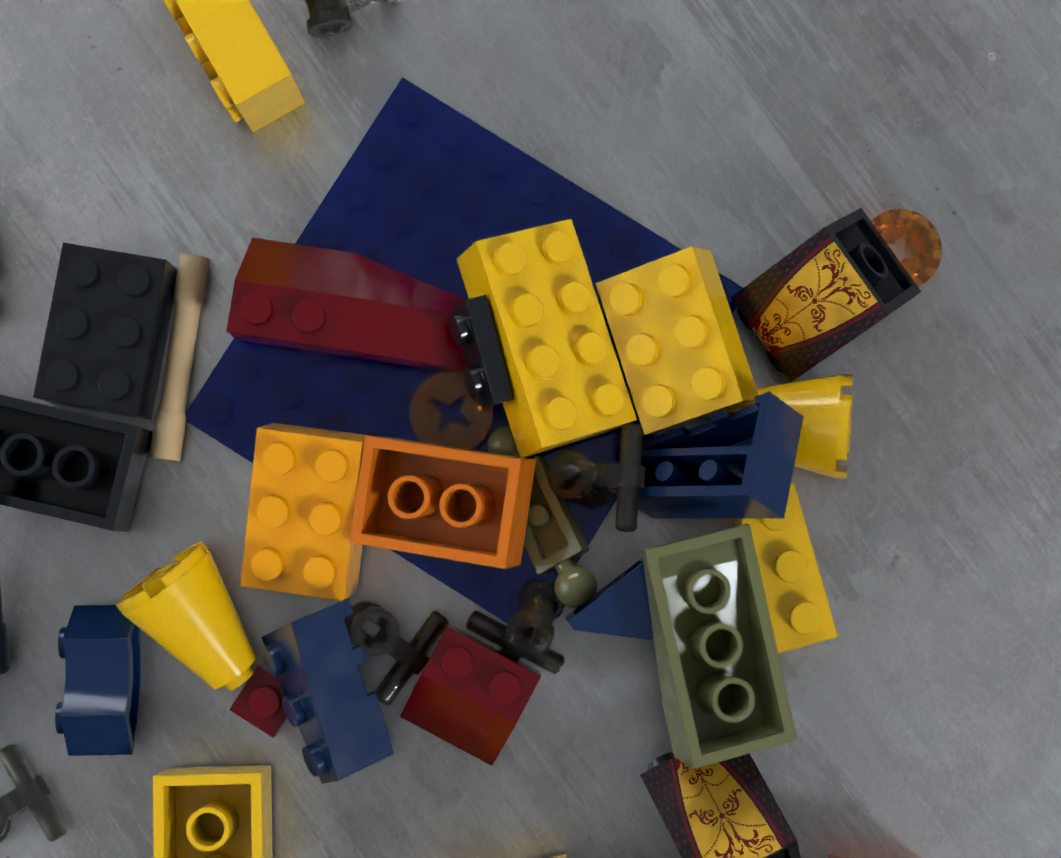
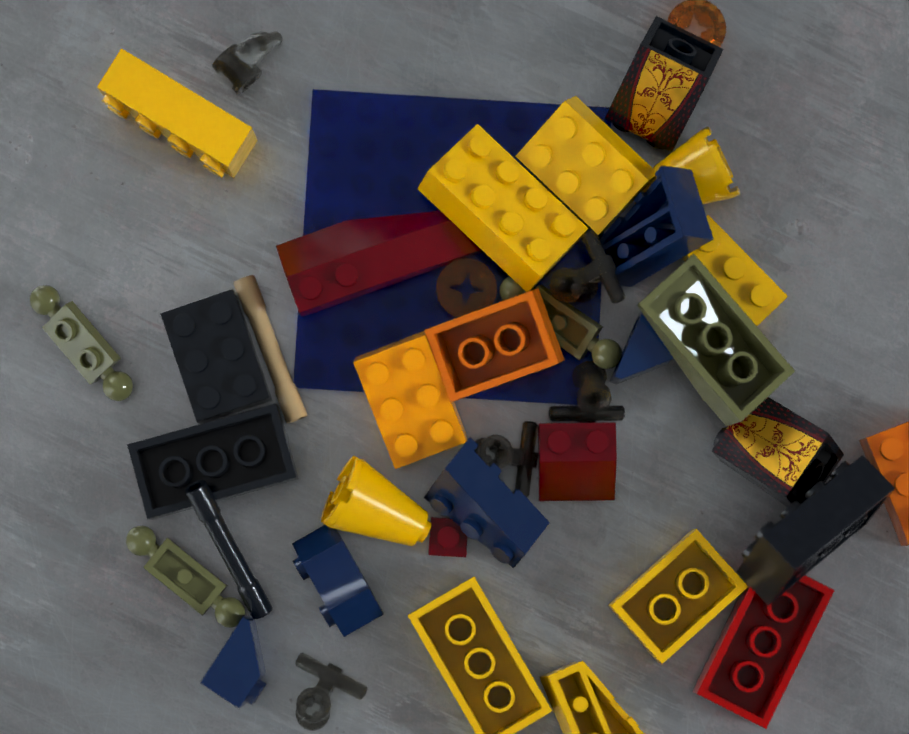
camera: 30 degrees left, 0 degrees up
(475, 332) = (458, 229): black plate -> none

